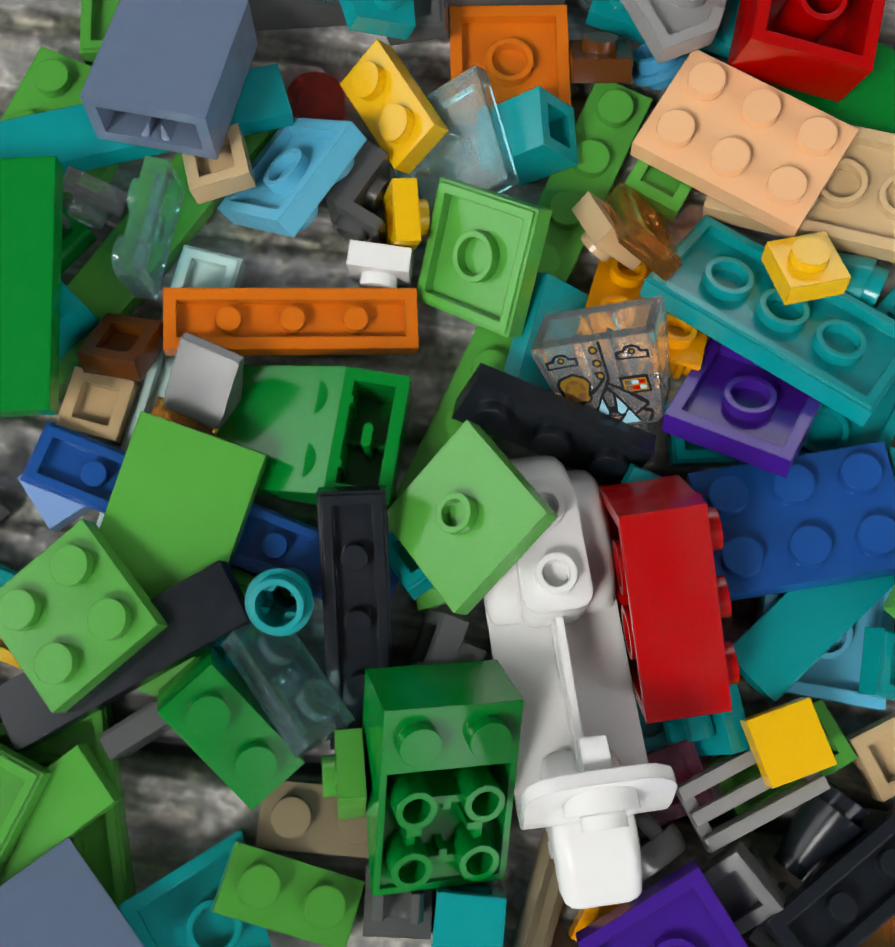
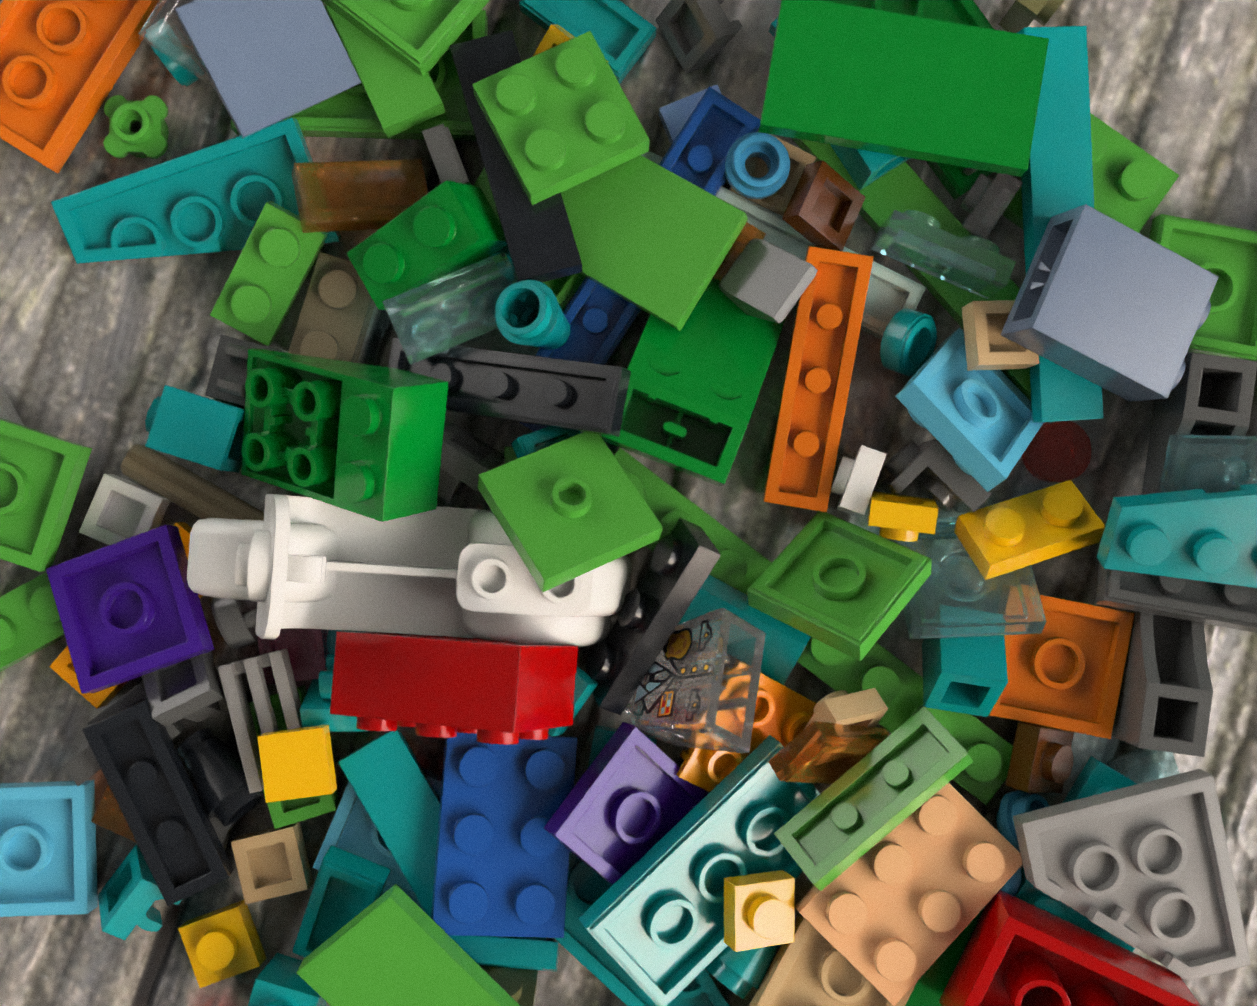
camera: 105 degrees right, 10 degrees up
(79, 403) = (764, 147): none -> dark azure plate
(187, 818) = (355, 193): none -> clear orange tile
(239, 247) = (908, 341): none -> teal tile
(345, 774) = (361, 345): bright green plate -> none
(674, 184) = (873, 798): none -> bright green plate

